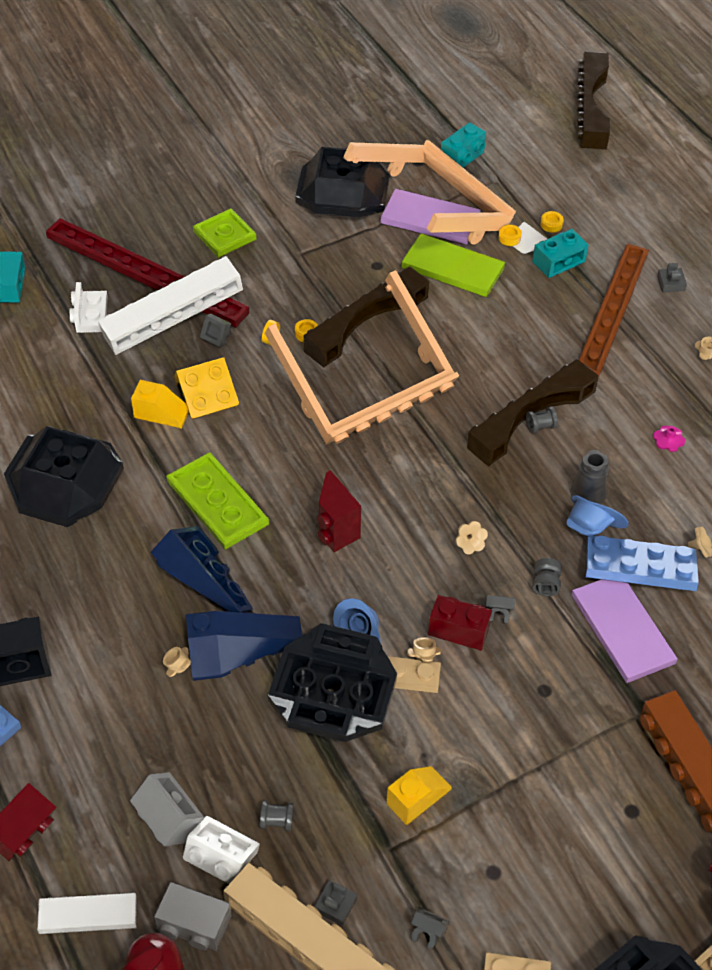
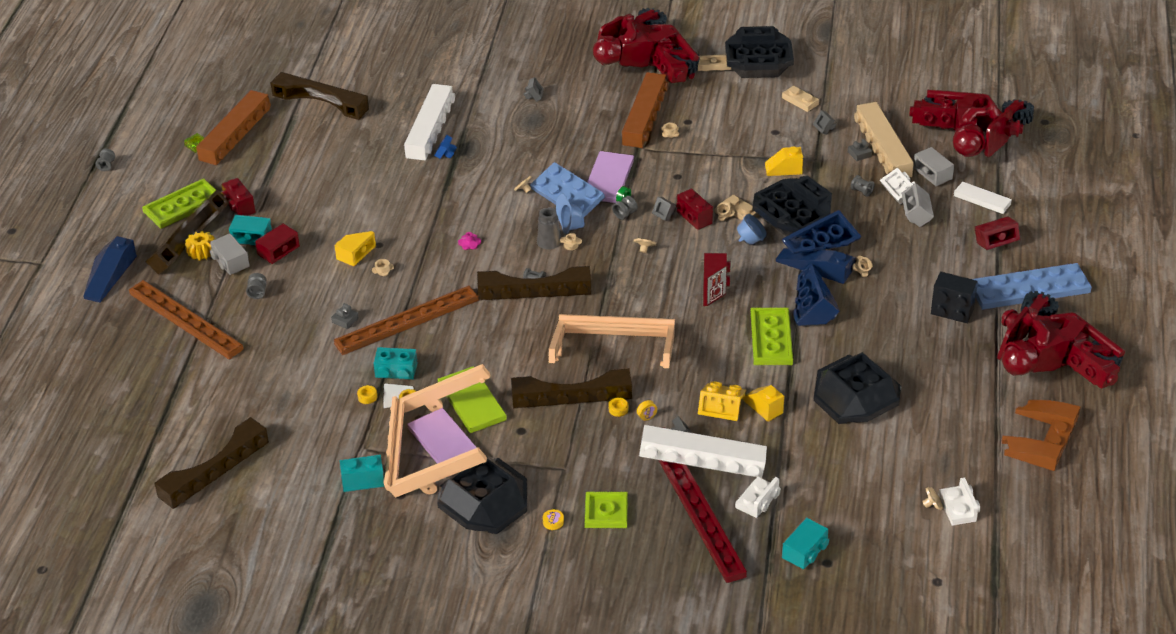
camera: 140 degrees left, 10 degrees down
(250, 666) = (823, 234): none -> dark blue wedge
(263, 201) = (553, 519): none -> yellow tile
(557, 501) = (571, 241): none -> tan plate
(568, 596) = (623, 192): none -> green tile
(633, 756) = (670, 130): none -> tan plate

